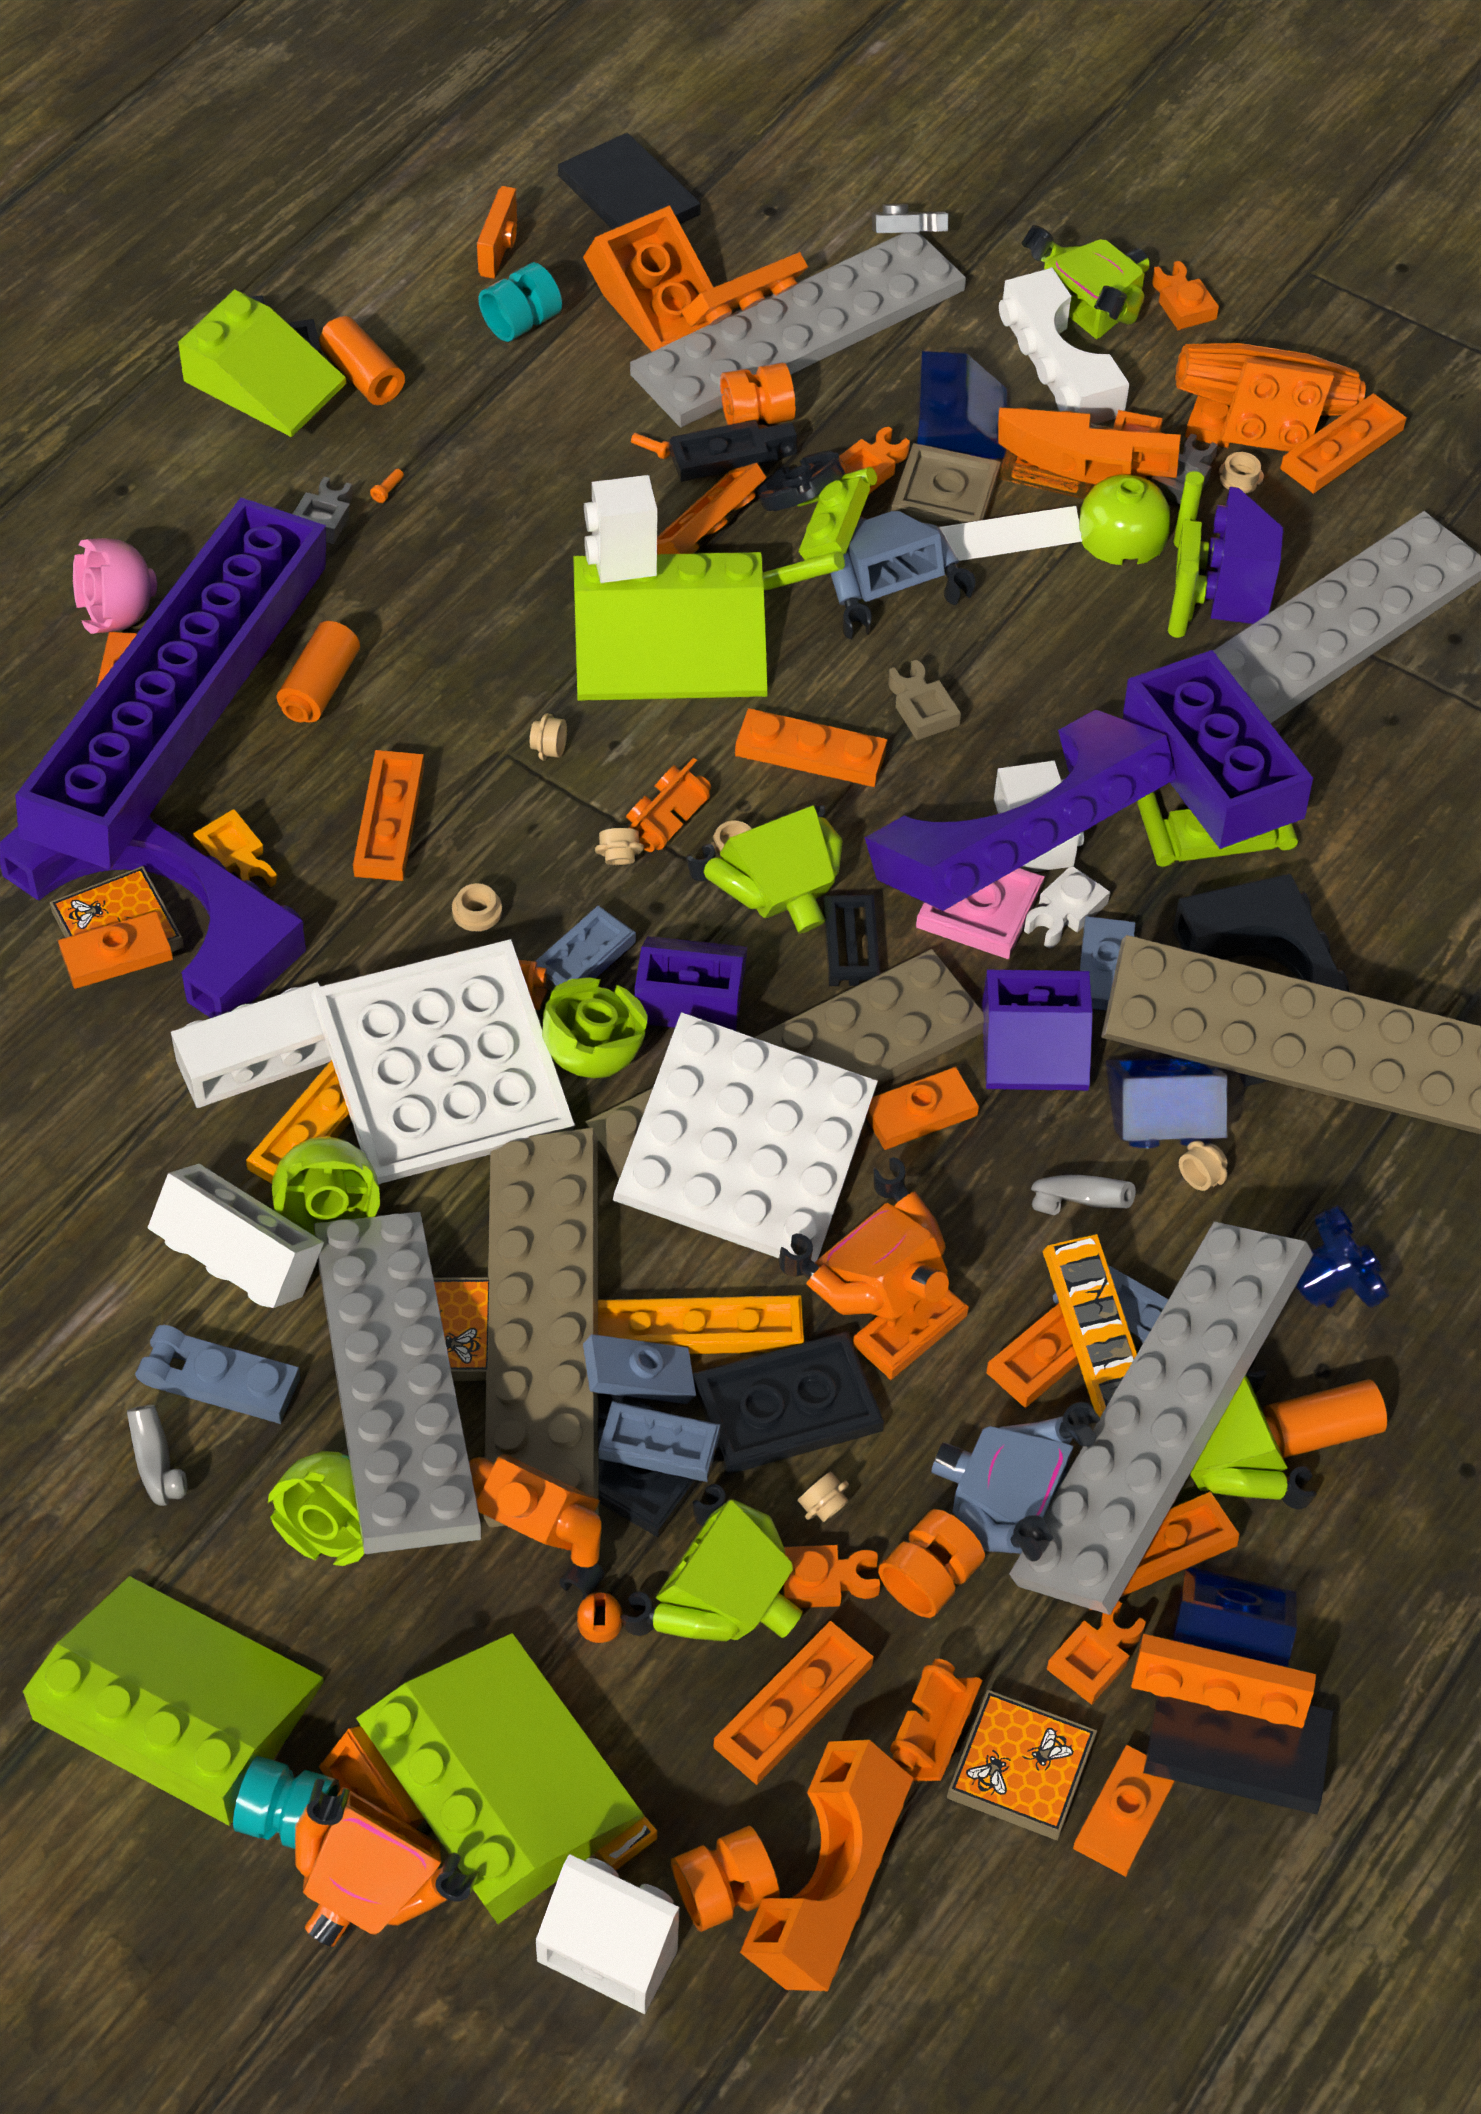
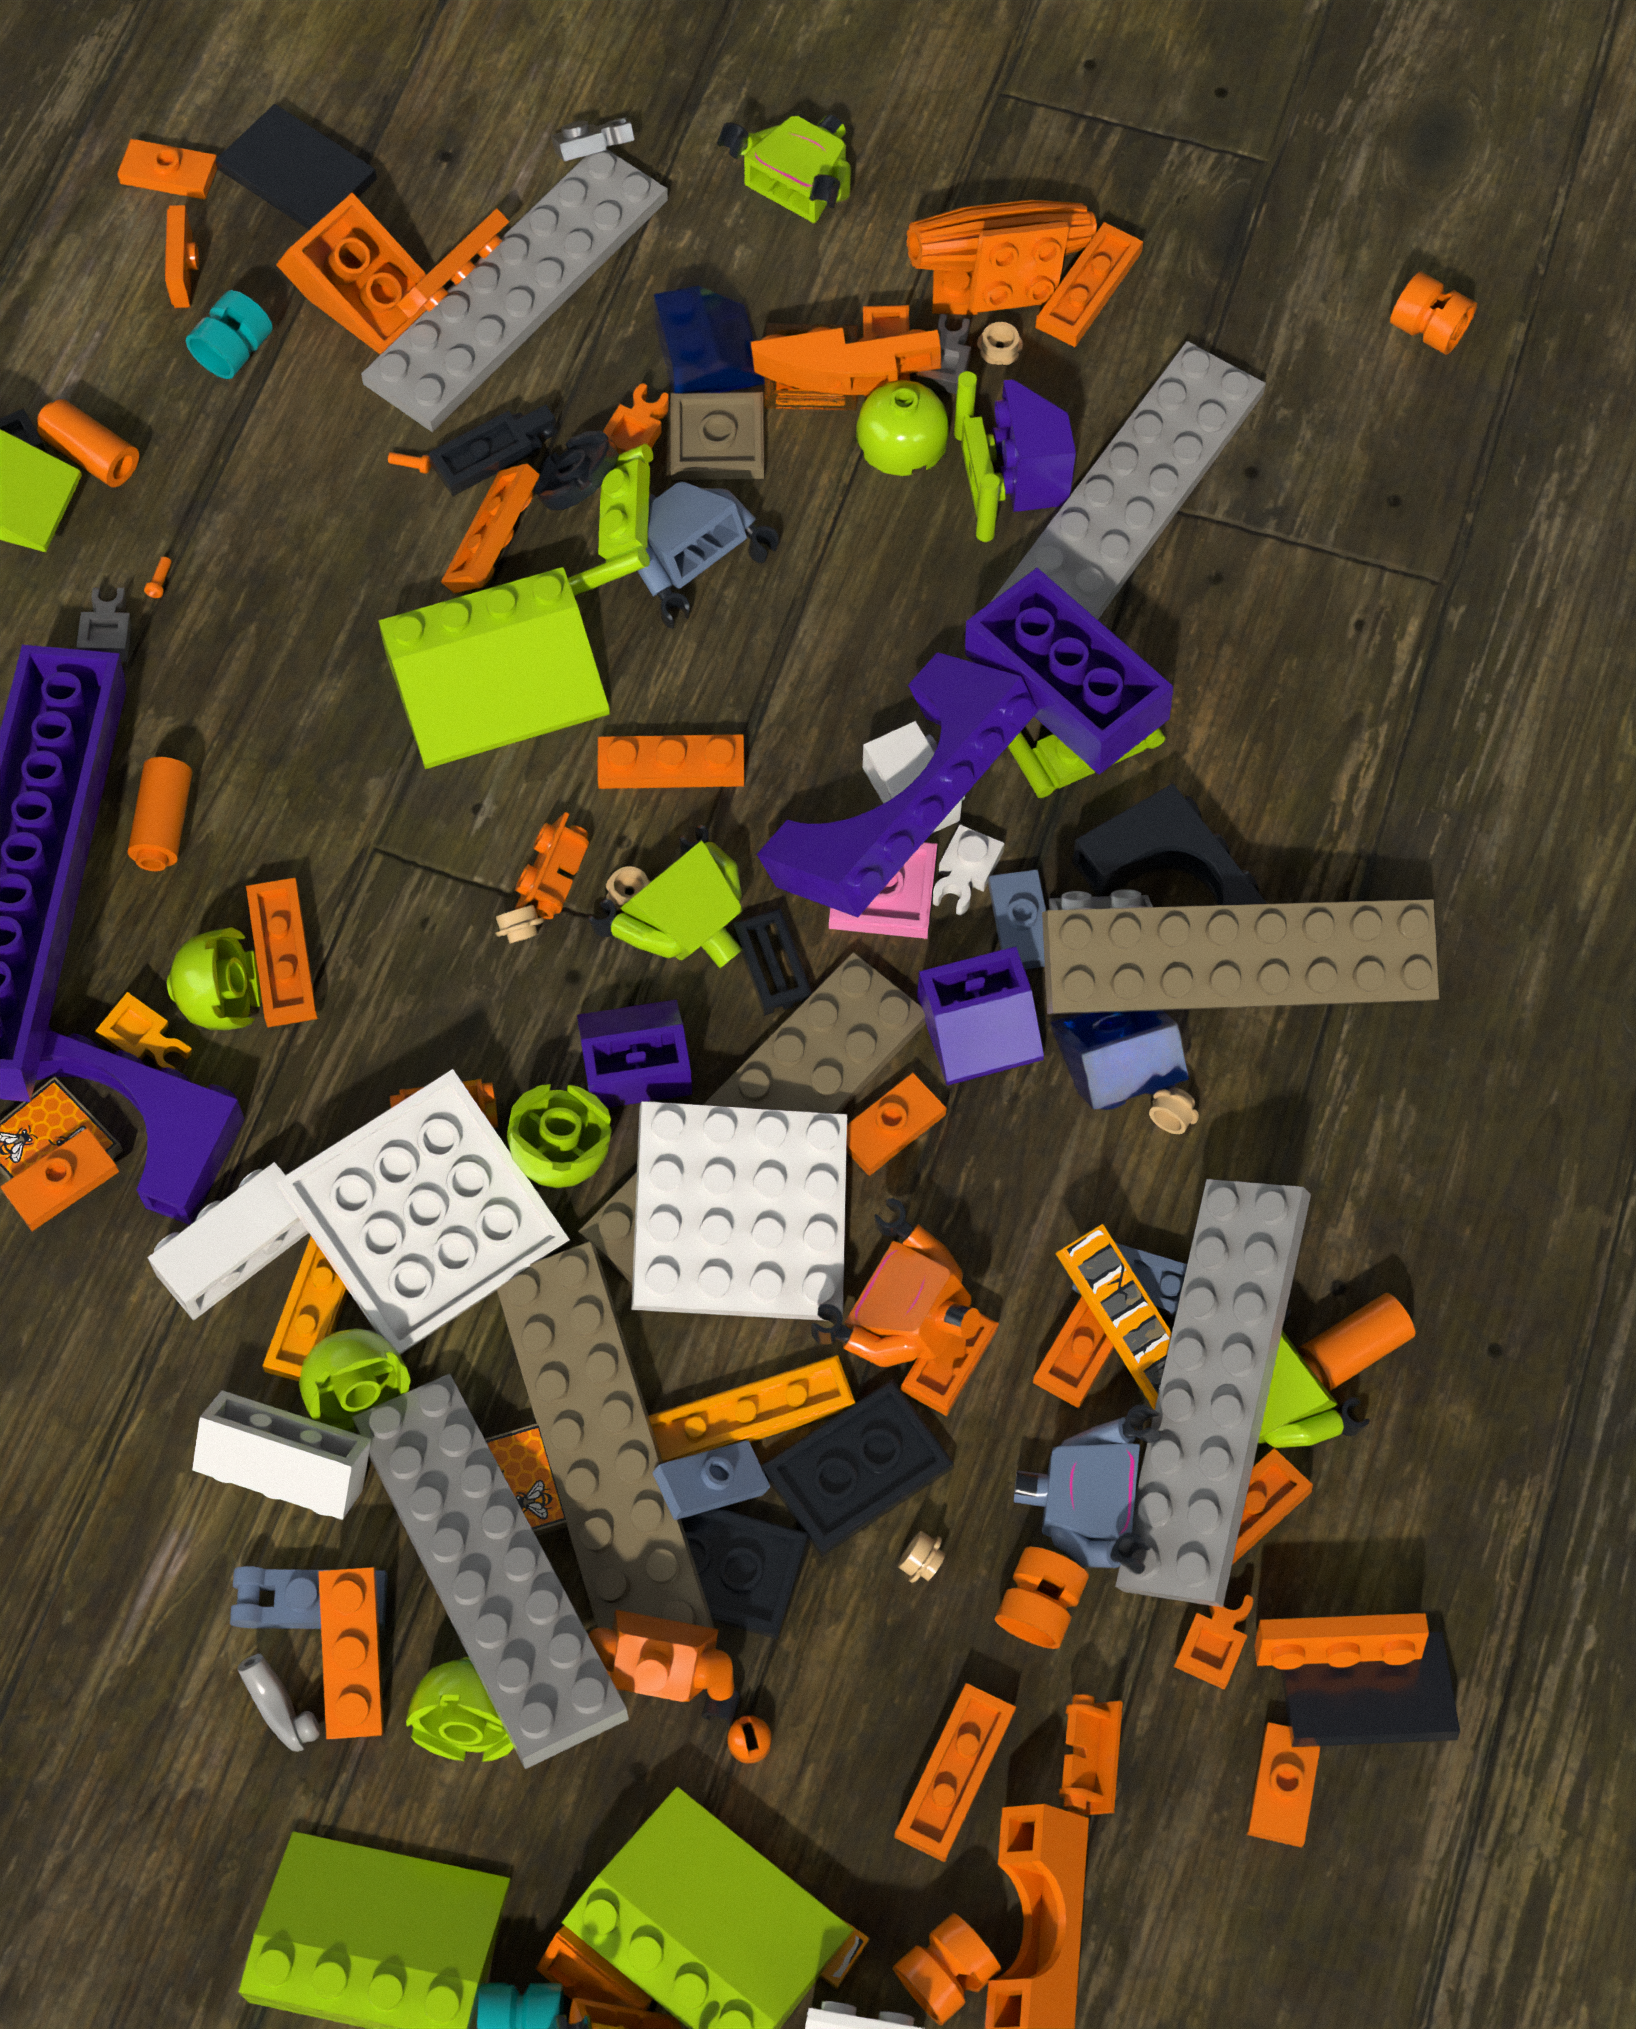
camera: 15 degrees left, 10 degrees up
(239, 1428) = (351, 1653): none -> orange plate
(318, 819) = (215, 980): none -> lime cylinder
(472, 898) = (397, 1017): tan plate -> none
(512, 164) = (167, 169): none -> orange plate
(548, 736) = (411, 821): tan plate -> none
(587, 948) = (521, 1049): sand blue plate -> none
(622, 529) = (426, 590): white brick -> none
(659, 1441) = (754, 1550): sand blue plate -> none
(723, 1579) = (857, 1669): lime torso -> none
(758, 396) = (504, 382): orange wheel -> none
(821, 1577) = (937, 1637): orange plate -> none
(923, 706) = (768, 687): dark tan plate -> none
(1013, 533) = (797, 469): white sticker -> none
(1022, 1764) = (1179, 1768): tile -> none
(1081, 381) = (820, 283): white arch -> none
(1081, 1189) = (1068, 1168): light grey arm -> none
(1183, 300) = (889, 158): orange plate -> none
(1236, 1616) = (1331, 1570): clear blue slope -> none
(1341, 1265) = (1333, 1180): clear blue plate -> none

